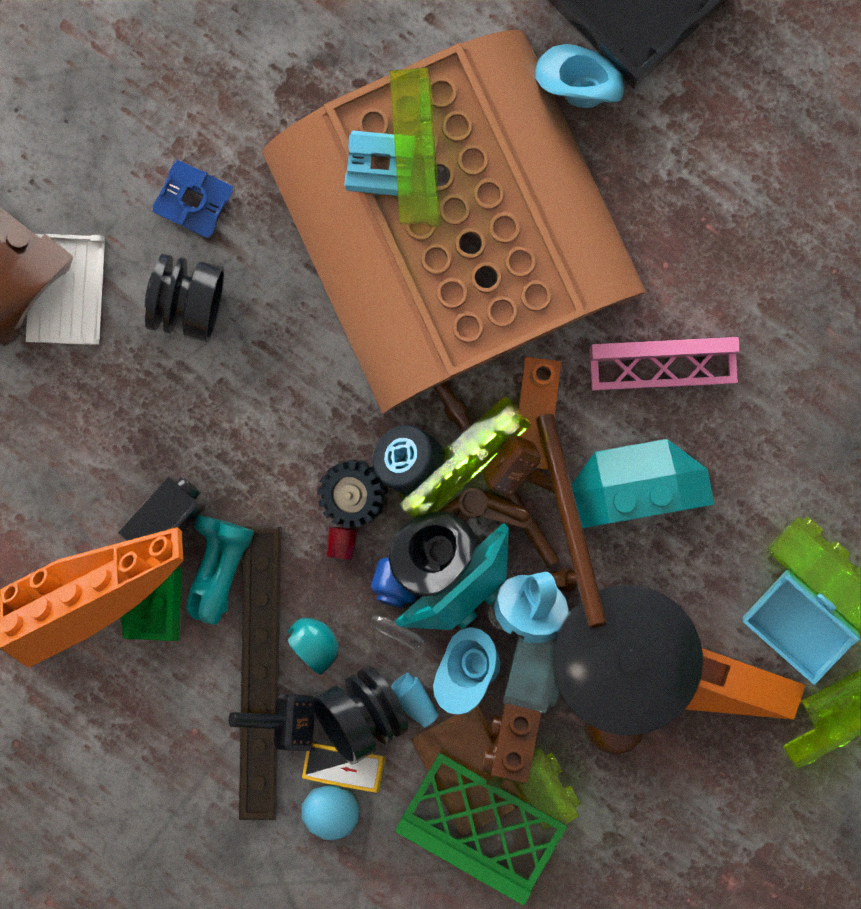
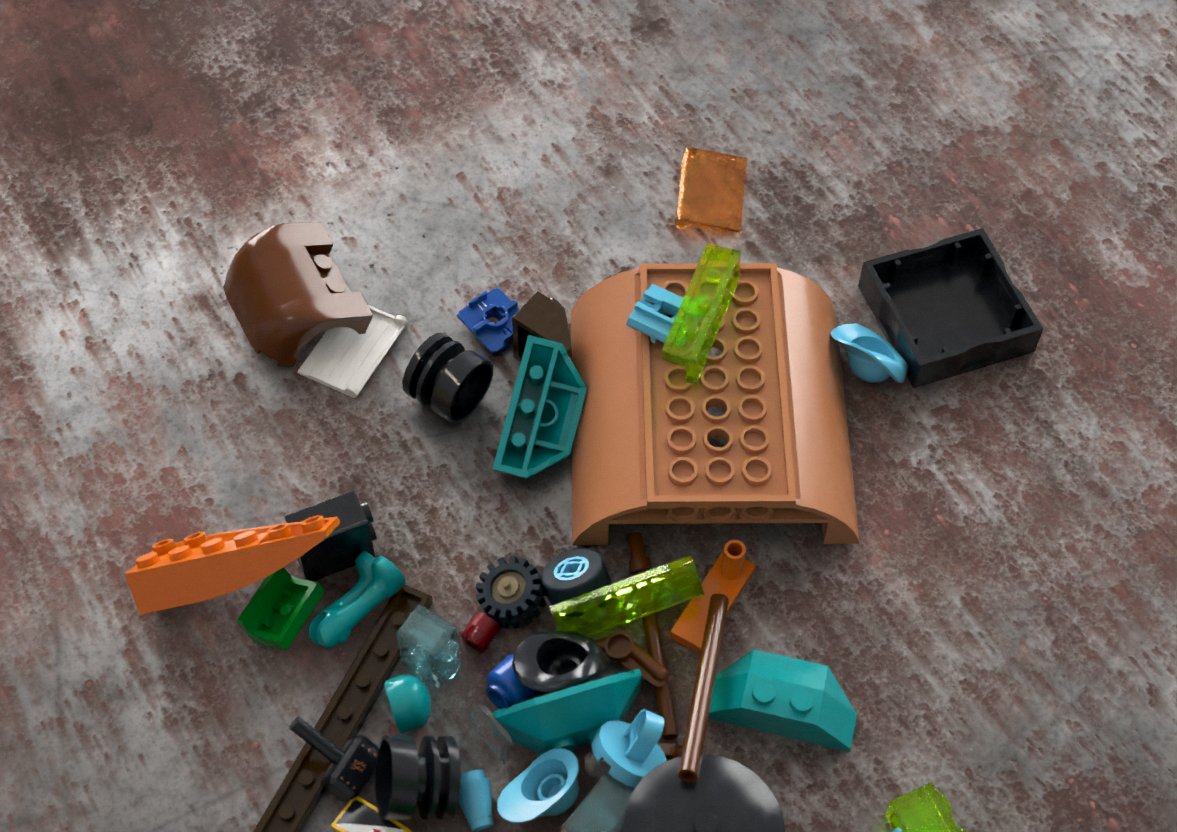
camera: 25 degrees right, 30 degrees down
(257, 209) = (543, 319): none -> dark brown slope
(294, 299) = (541, 410): none -> teal wedge
(309, 588) = (429, 647): none -> clear light blue brick
(513, 466) = (671, 622): reddish brown piece -> none
(664, 349) = (857, 592): bright pink fence -> none

